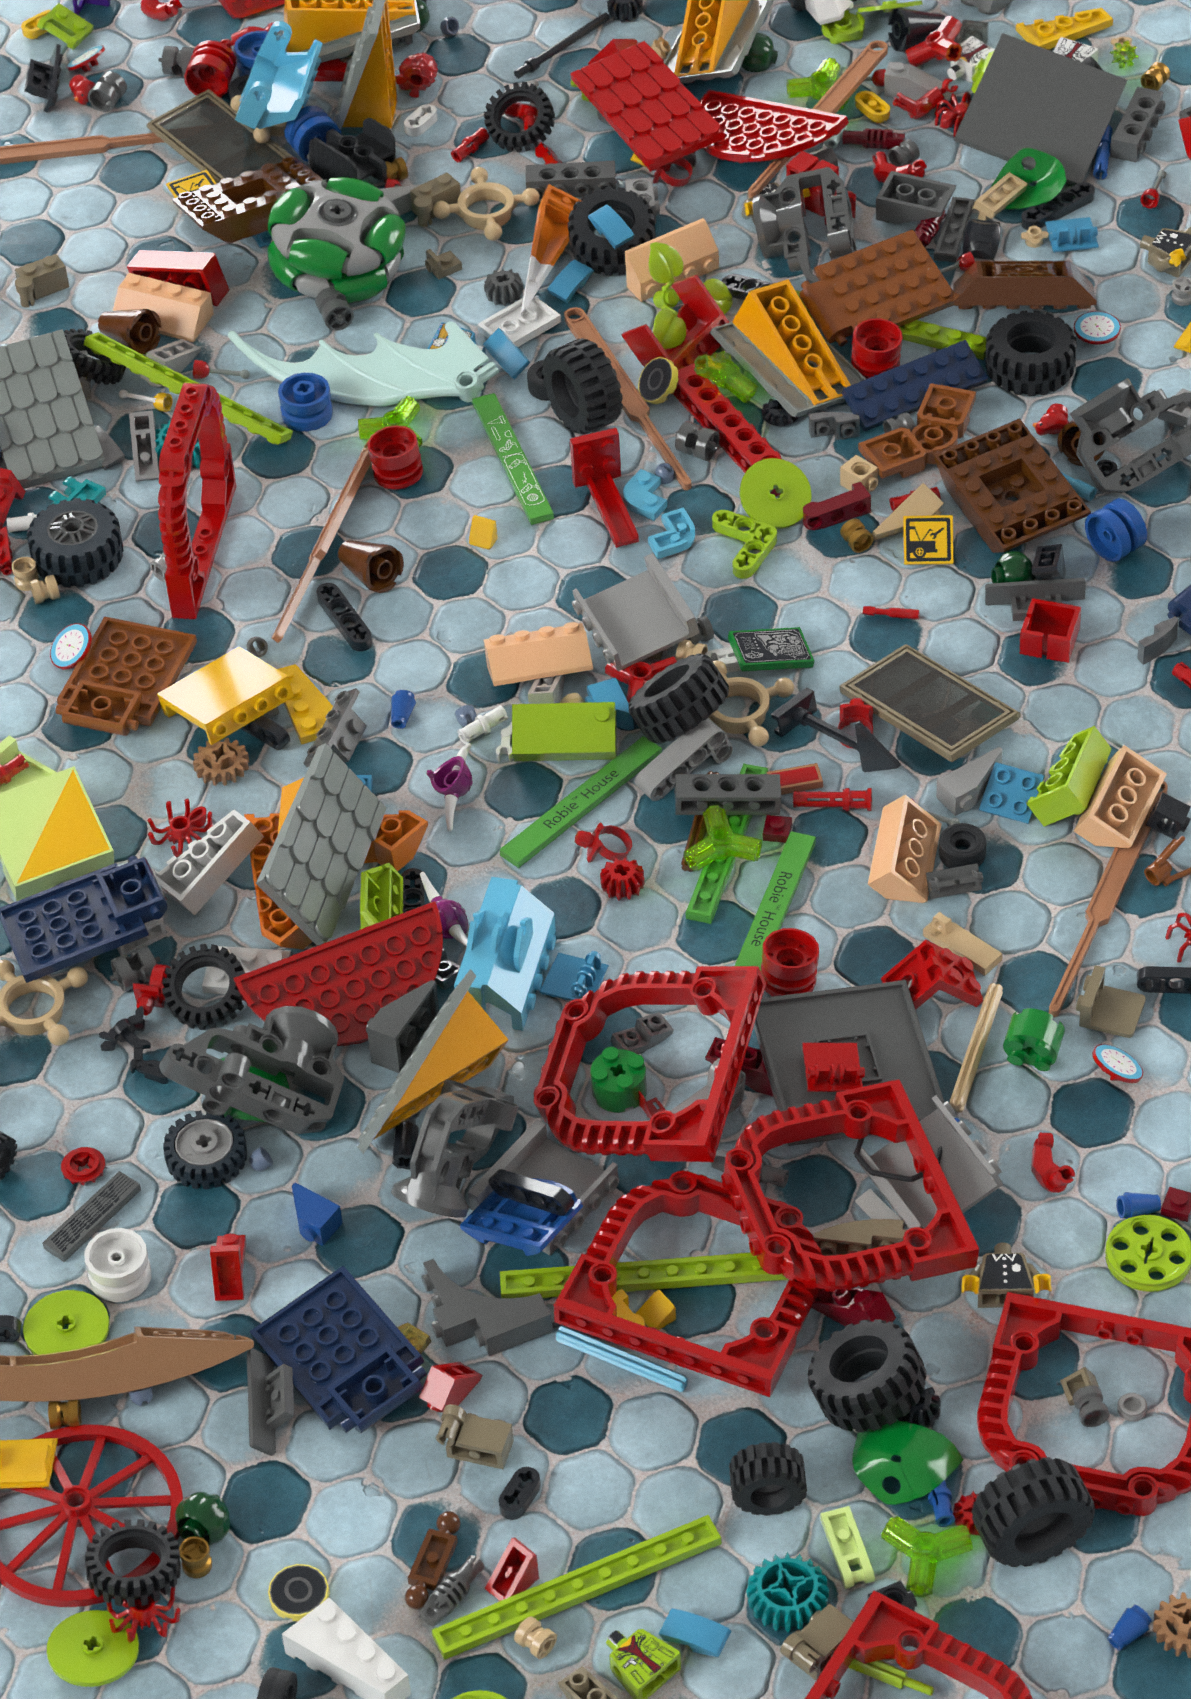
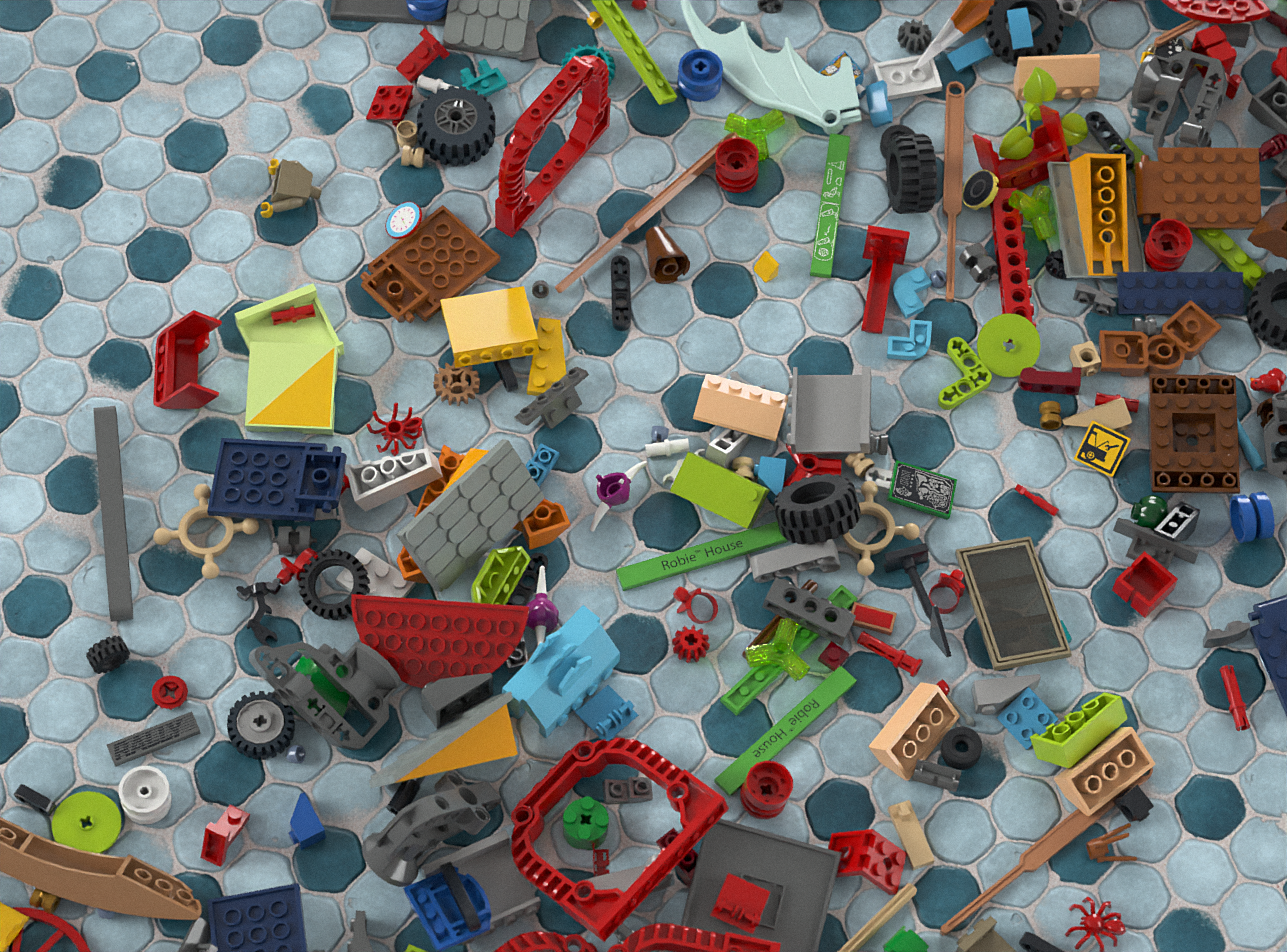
camera: 20 degrees right, 15 degrees up
(143, 445) = (558, 50): light grey slope -> none
(401, 708) = (615, 402): blue cone -> none

